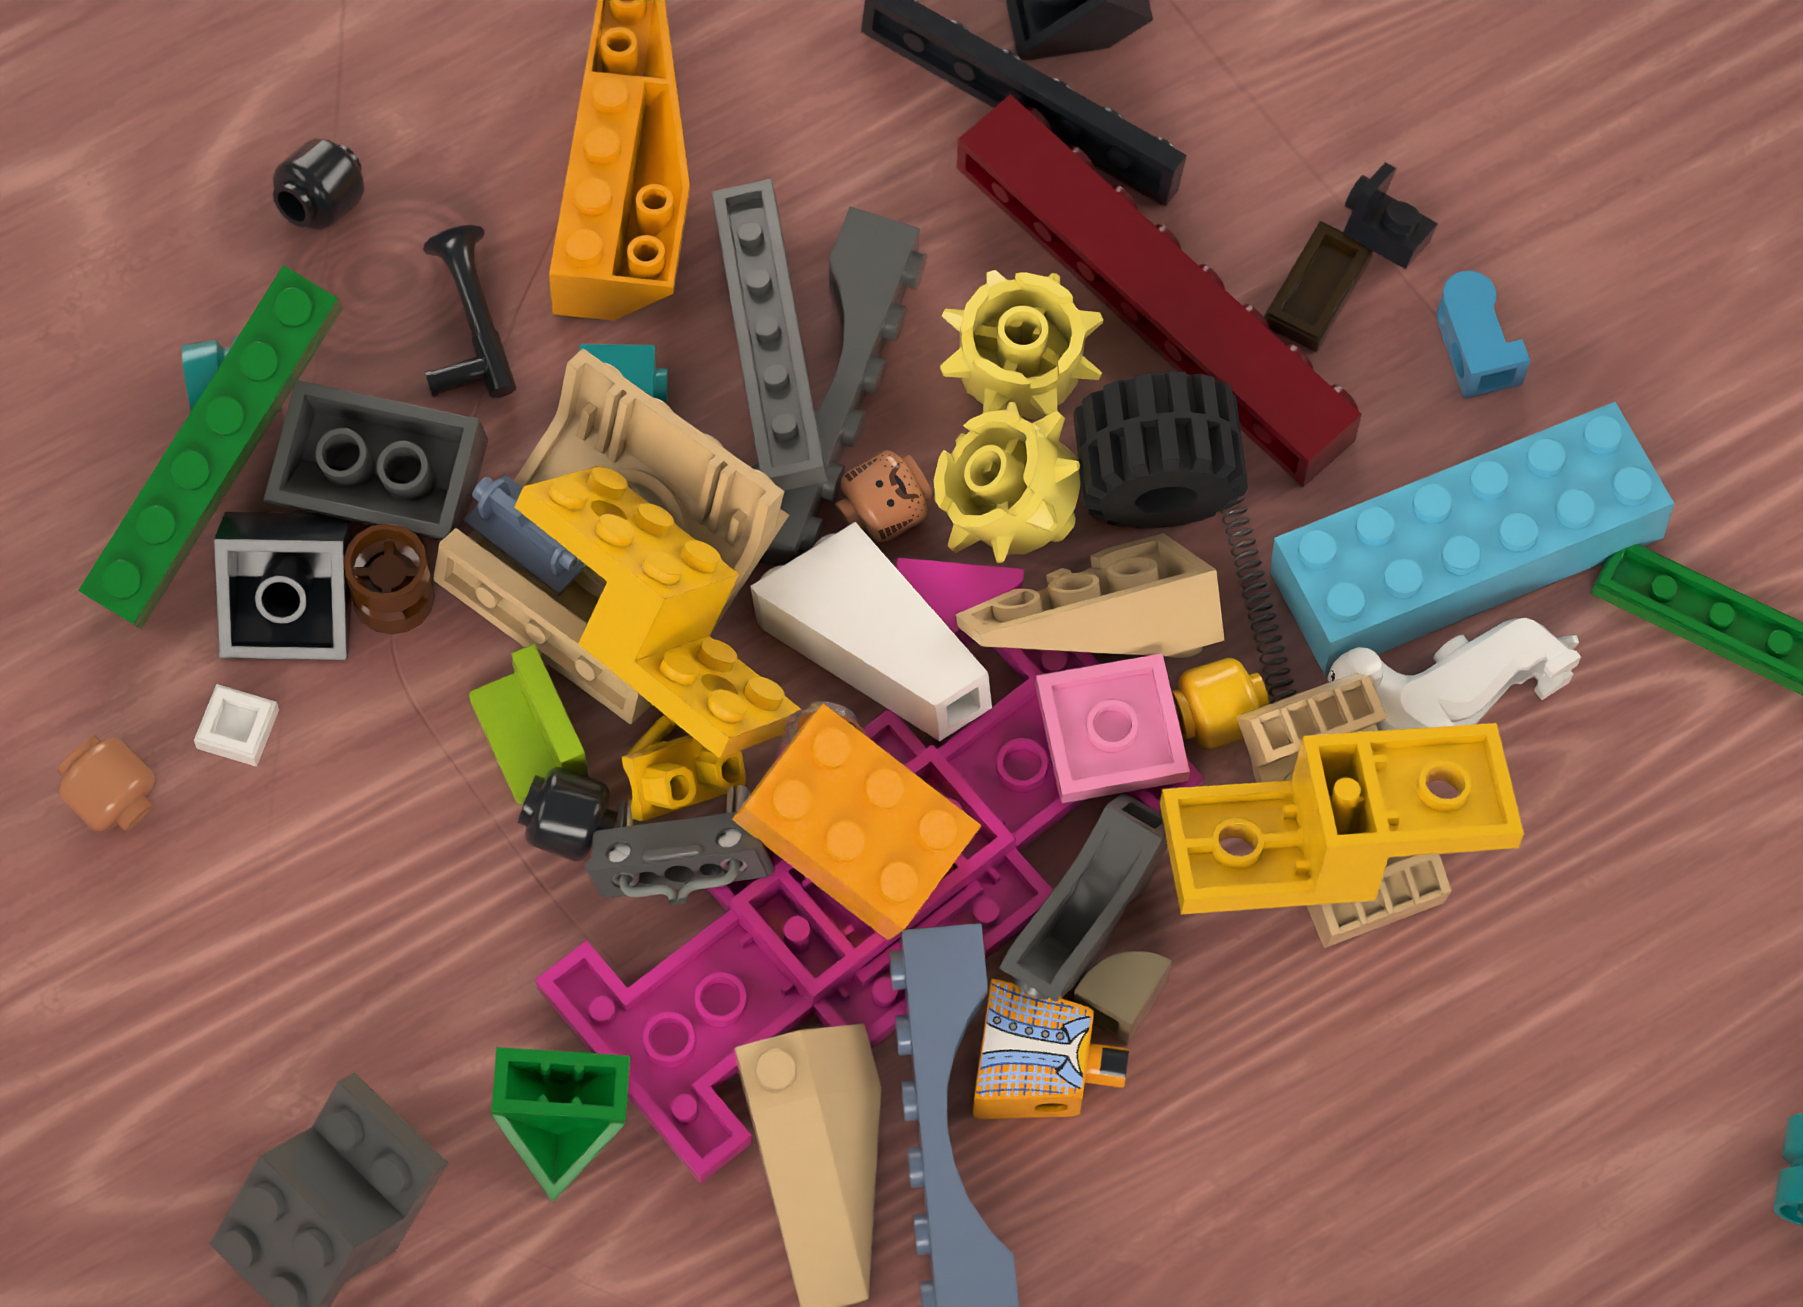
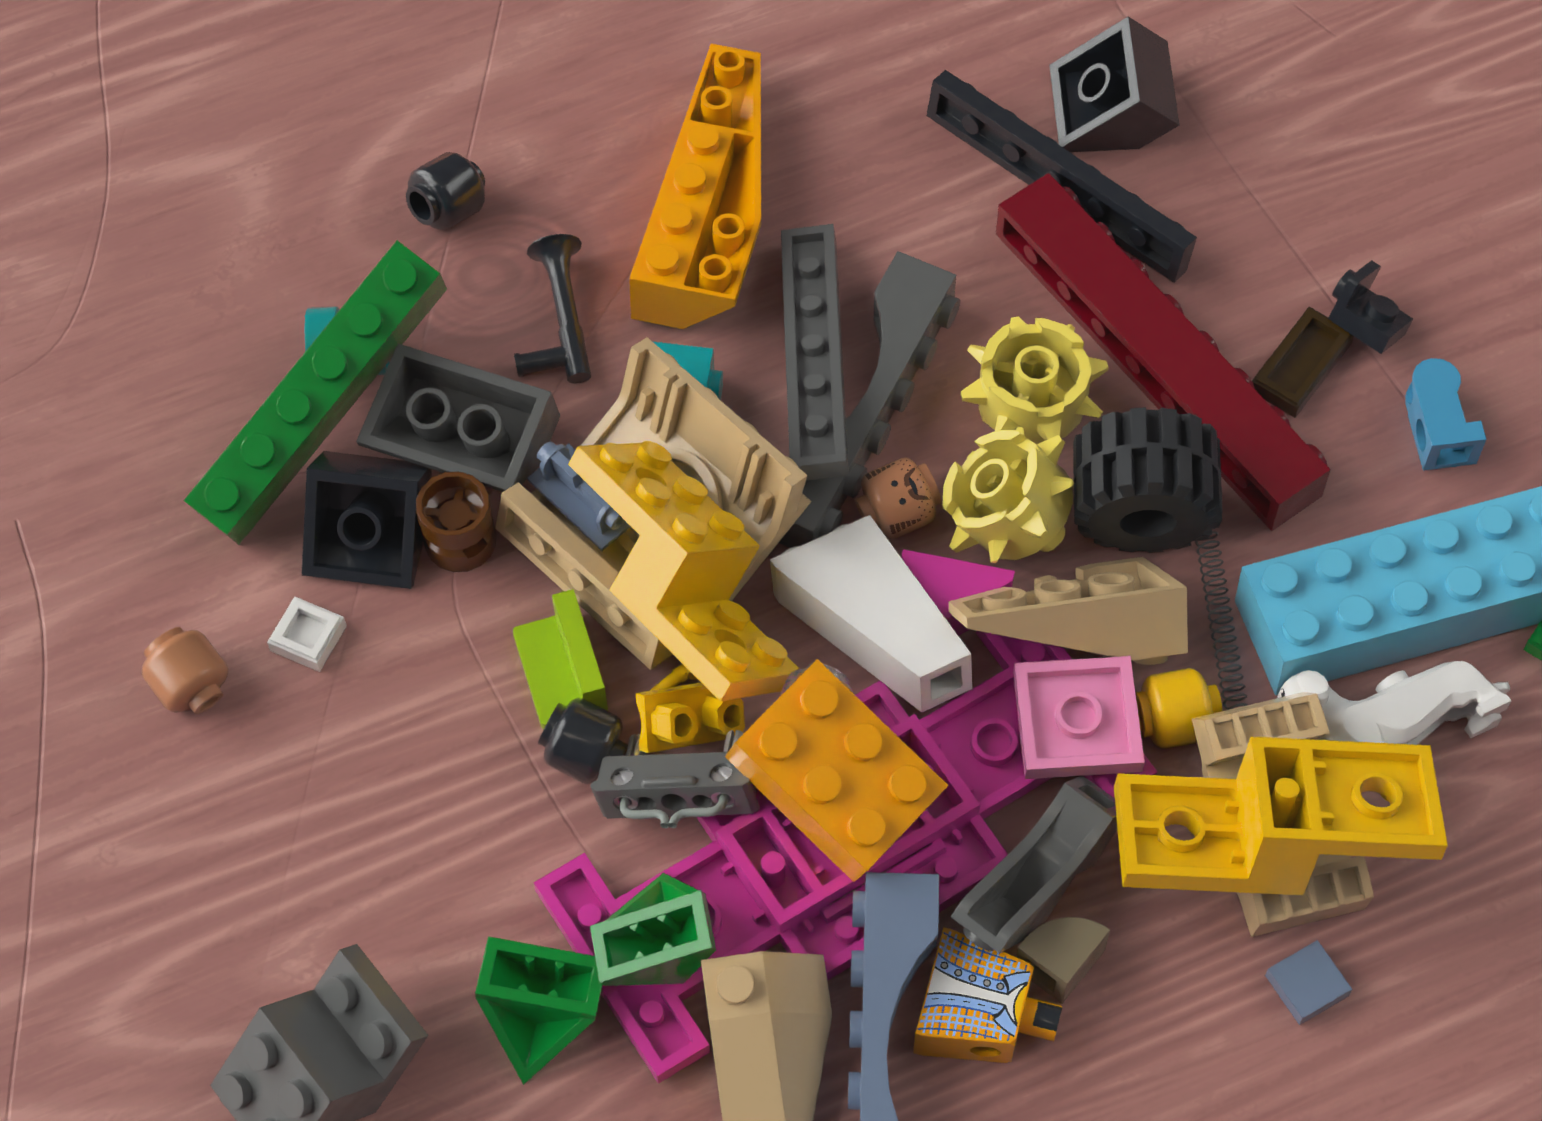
camera: 10 degrees right, 5 degrees down
(679, 1024) = (655, 936): none -> green slope
(1390, 991) = (1308, 982): none -> sand blue tile

